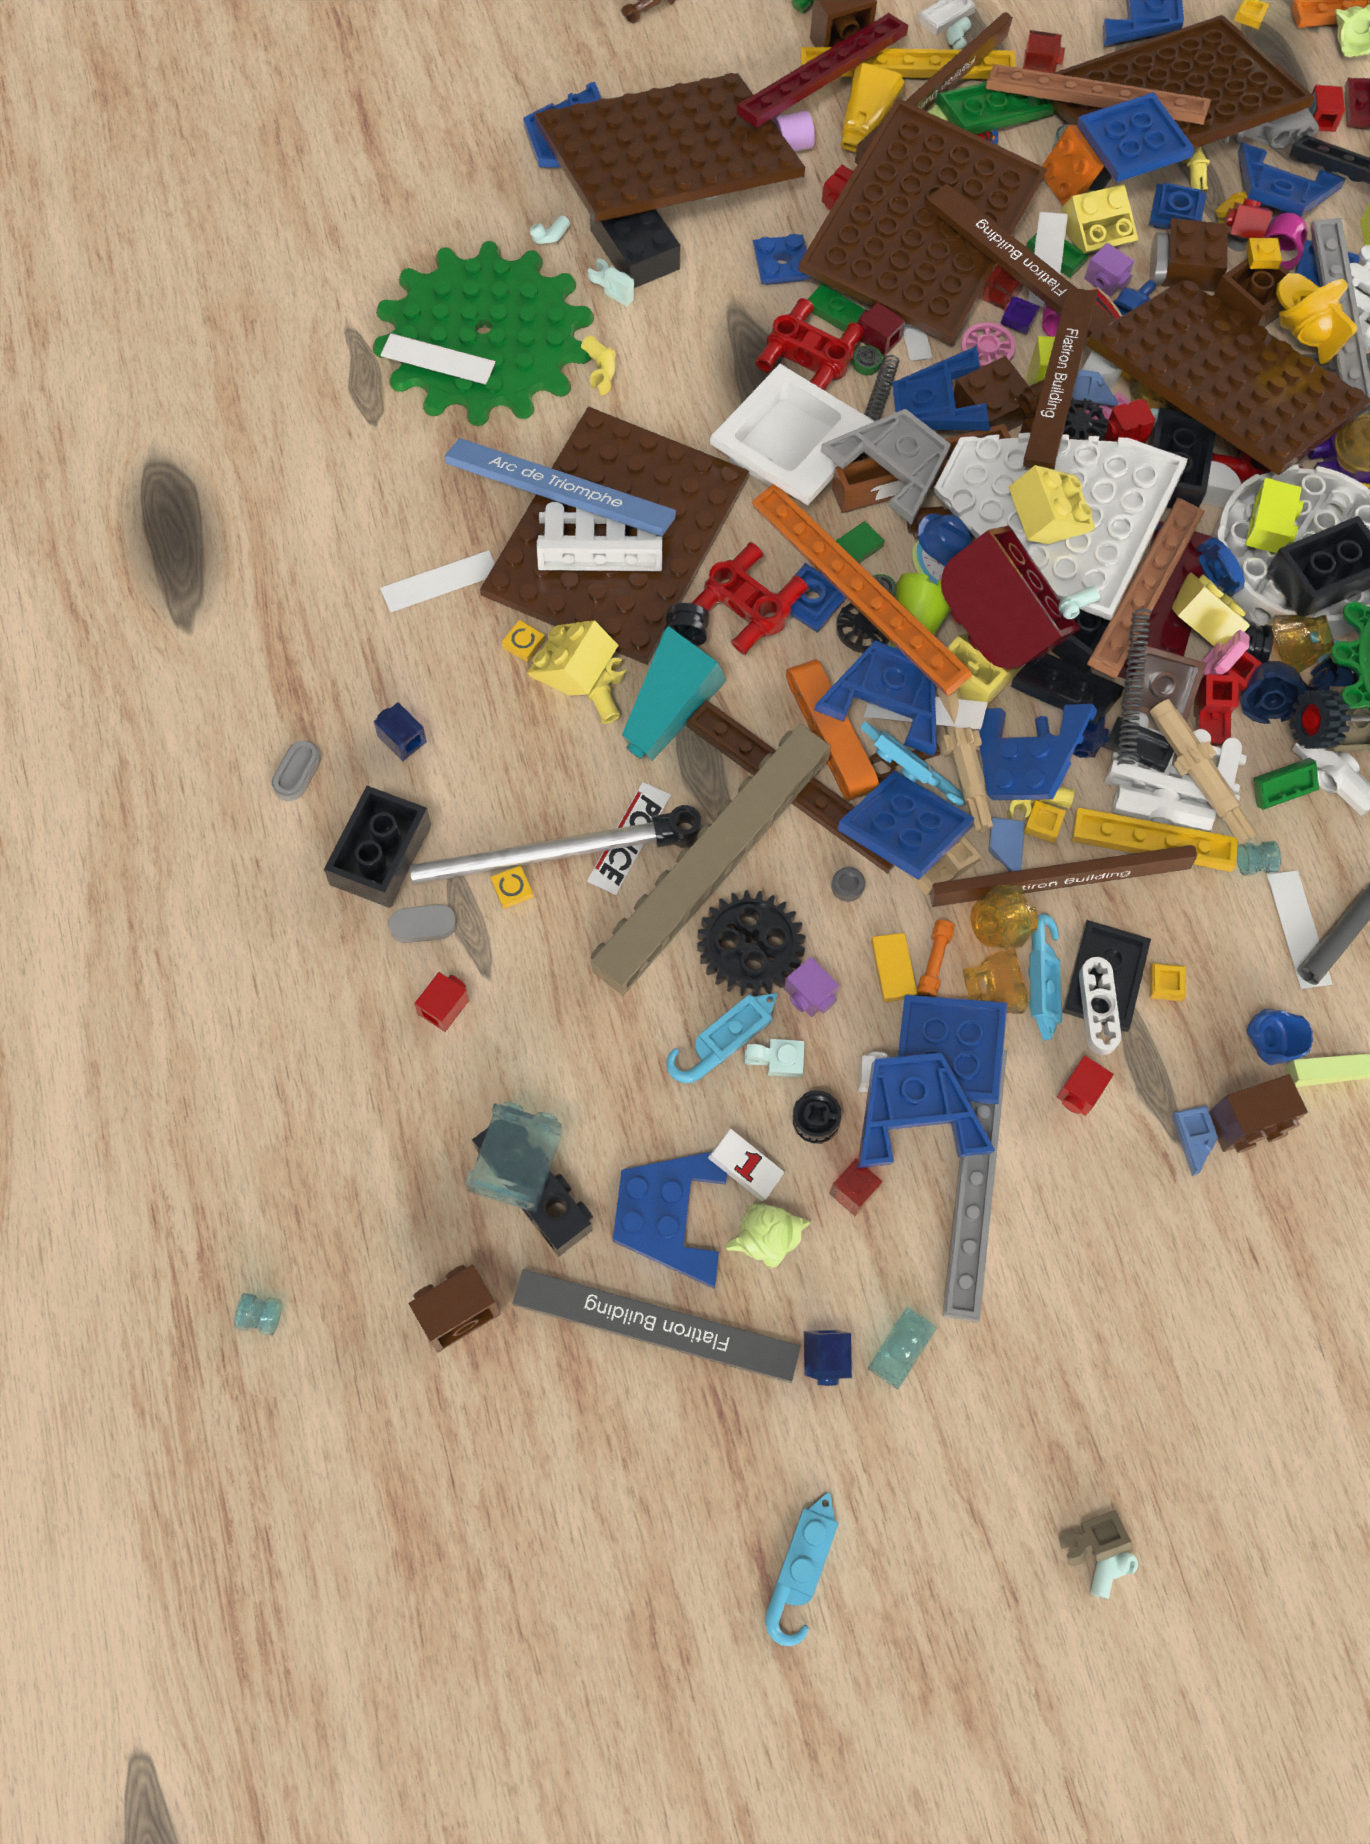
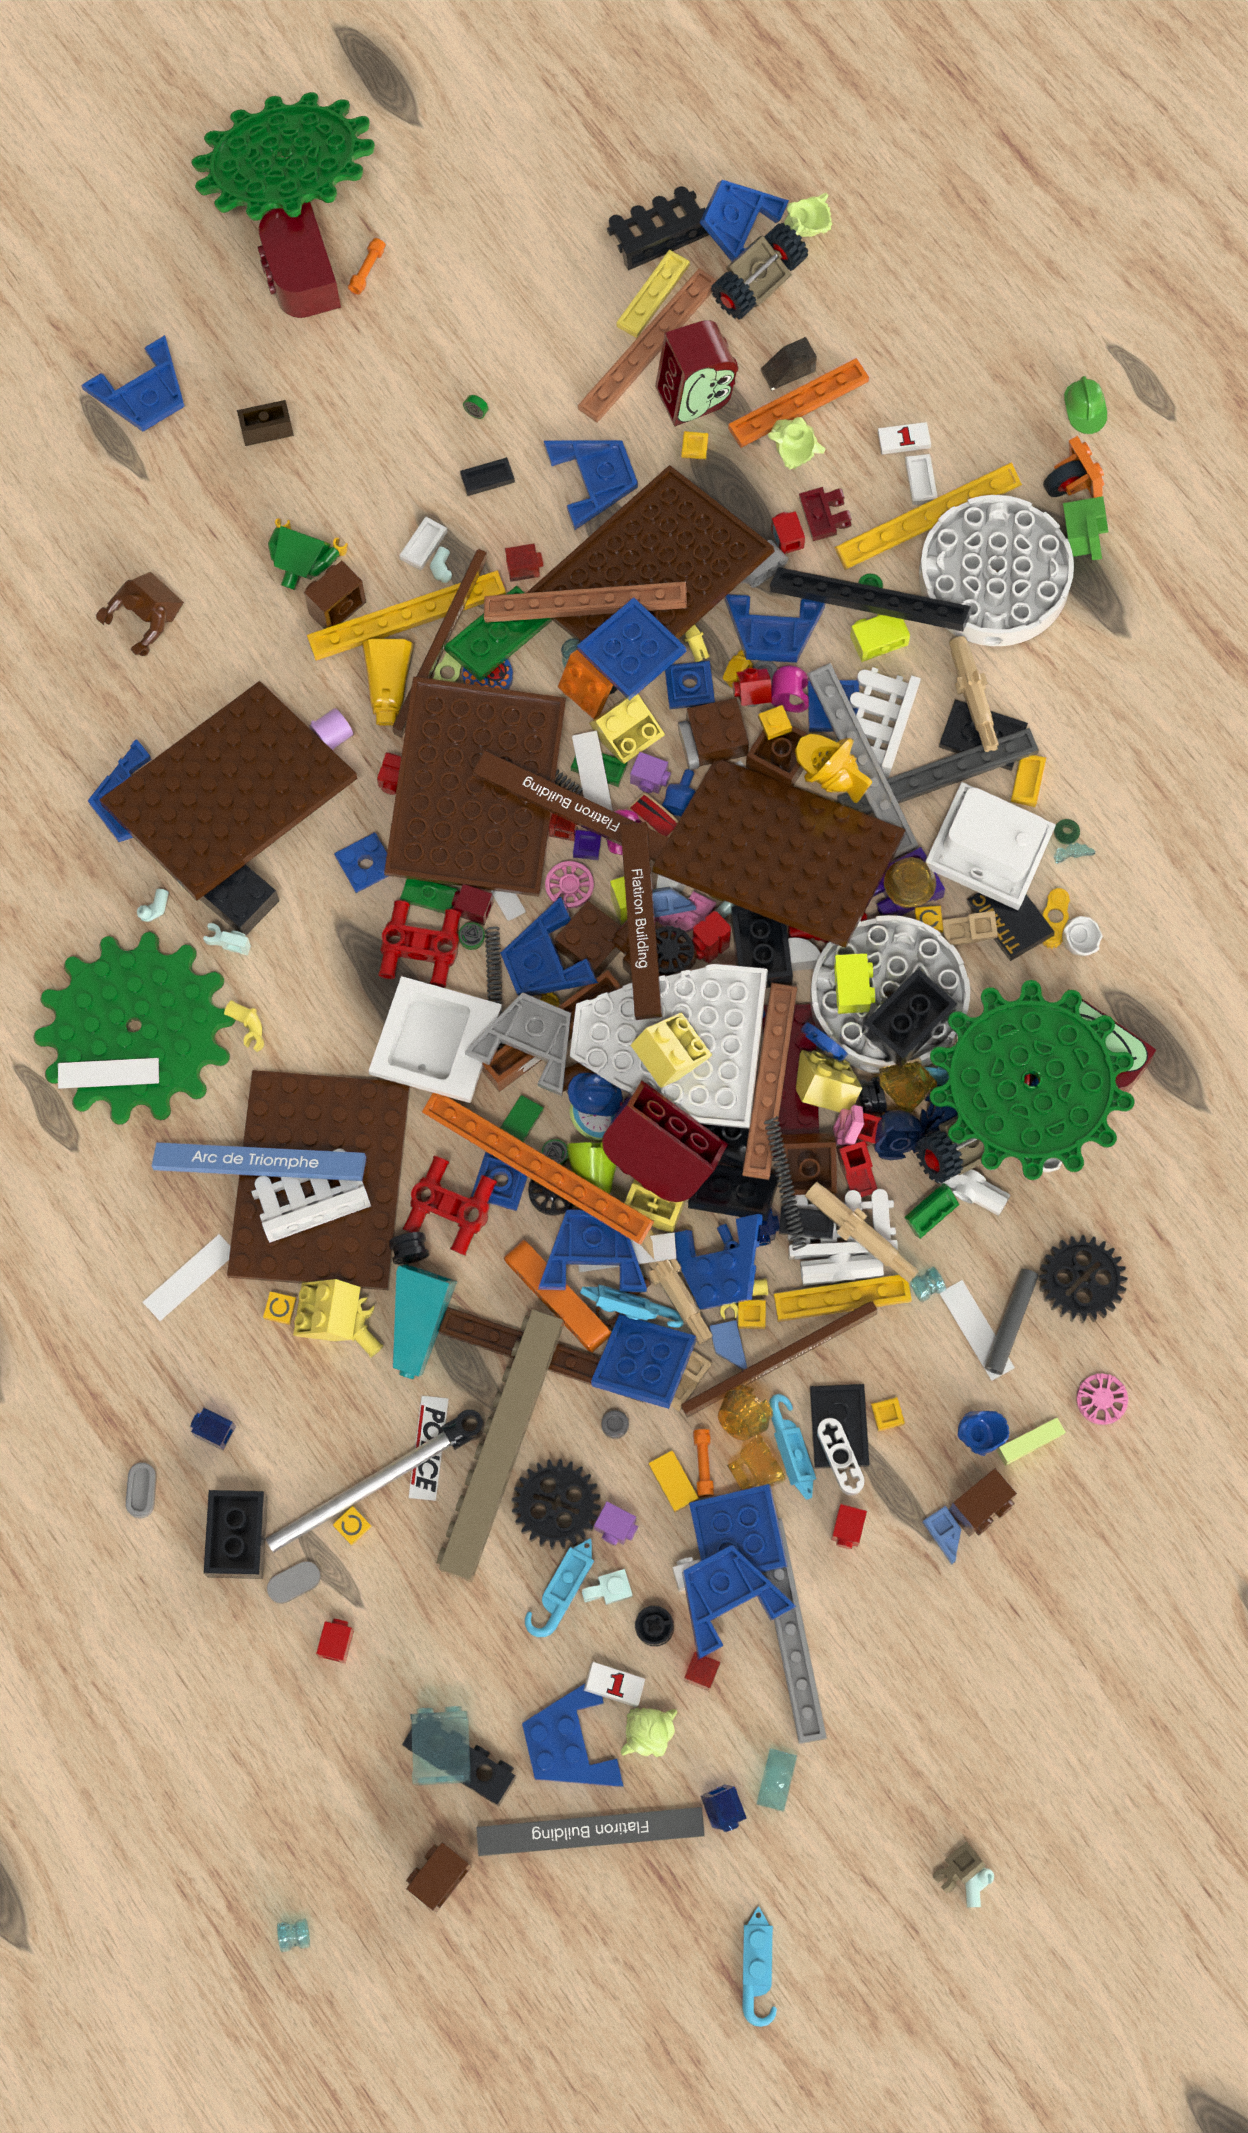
camera: 15 degrees left, 5 degrees up
(821, 70) = (336, 662): dark red plate -> none
(1071, 604) = (711, 1133): light aqua arm -> none

